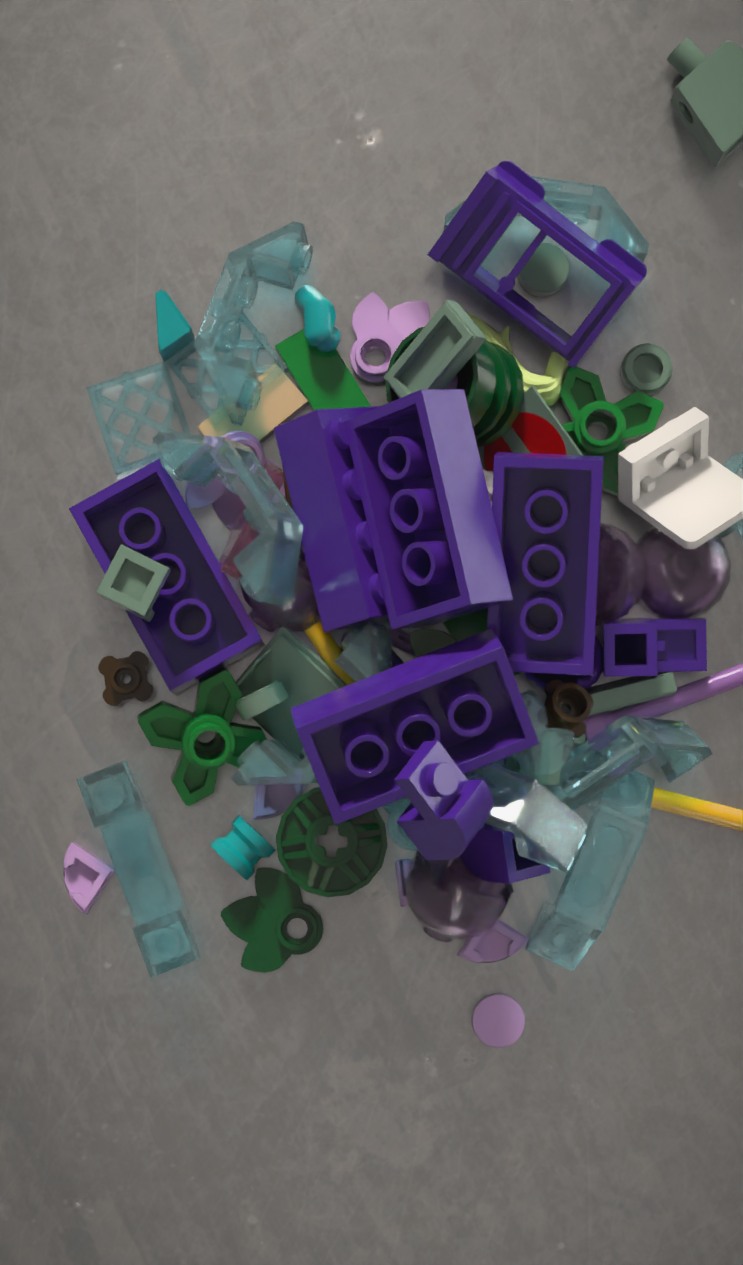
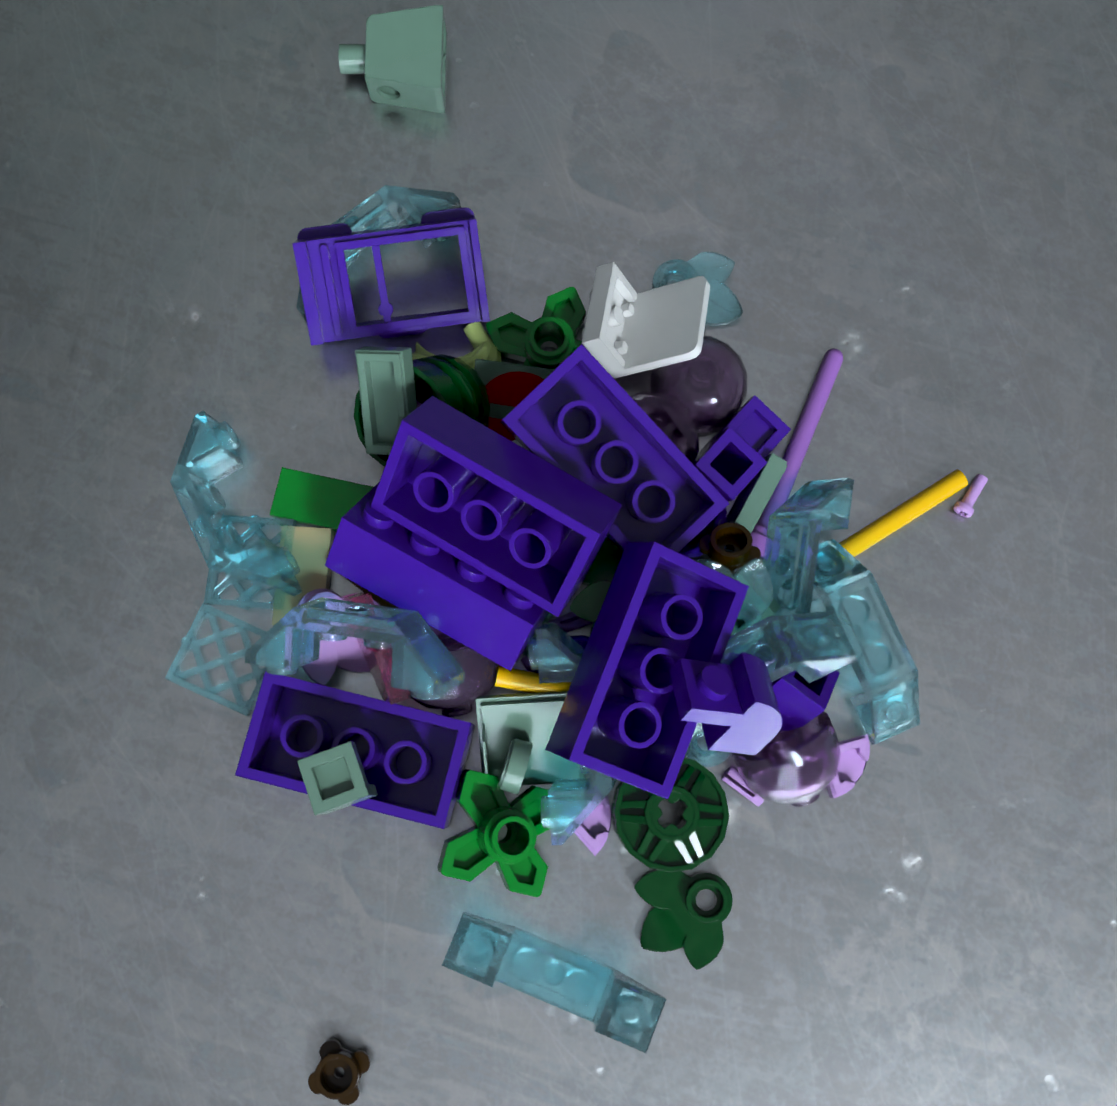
camera: 45 degrees left, 5 degrees down
(85, 877) = (519, 1025): lavender tile -> none
(137, 688) = (387, 854): dark brown plate -> none
(172, 327) = (183, 573): teal slope -> none
(243, 847) = (609, 884): teal wheel -> none
(318, 319) = (281, 465): teal arm -> none
(382, 331) = (335, 431): lavender plate -> none
(498, 1020) = (907, 813): lavender tile -> none
(545, 271) = (403, 283): sand green tile -> none
(646, 369) = (536, 280): sand green tile -> none

